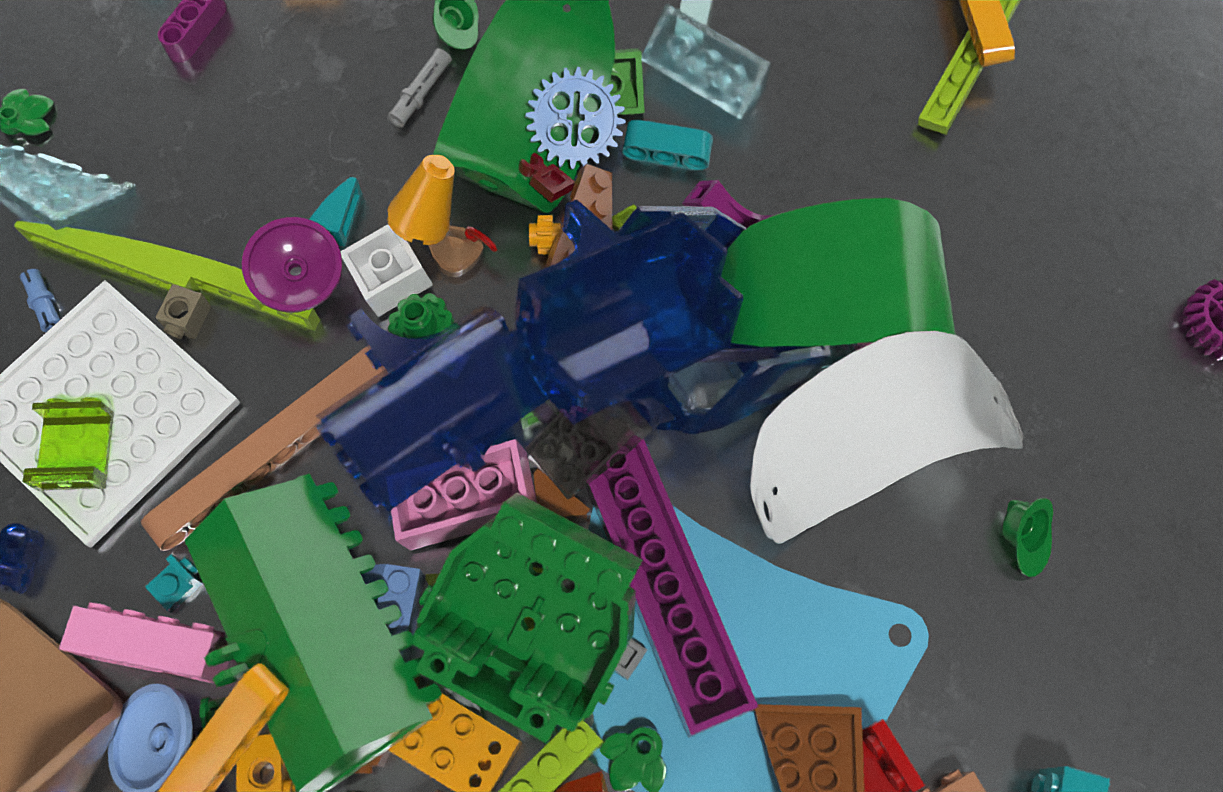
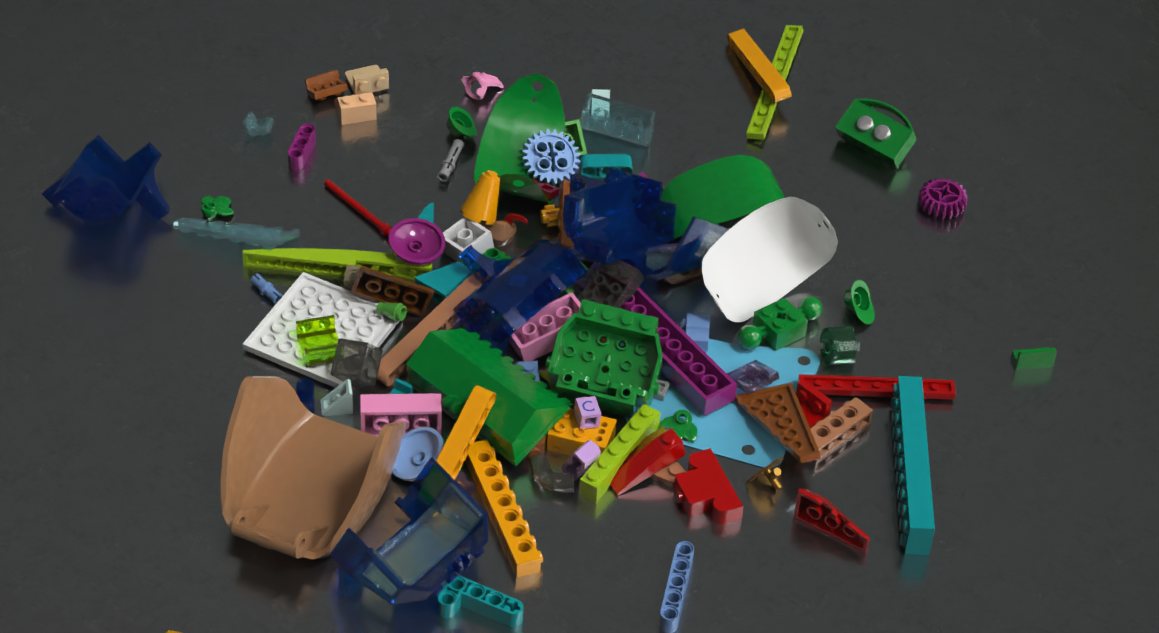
camera: 15 degrees left, 25 degrees down
(70, 575) = (338, 400): none -> light aqua slope
(107, 513) = (356, 362): none -> clear smoke slope
(215, 402) = (394, 311): none -> bright green cone
(222, 354) = (391, 289): none -> reddish brown slope
(270, 207) = (384, 228): none -> red bar
(320, 346) = (444, 280): none -> teal slope
(462, 729) = (587, 412): none -> lavender brick
(724, 541) = (697, 329): none -> medium blue brick
(794, 673) = (753, 376): none -> clear purple plate
(868, 575) = (780, 323): none -> green brick
(970, 635) = (839, 345): none -> clear green brick
(1018, 737) = (875, 386): none -> red plate
(1147, 160) = (876, 131): none -> green piece

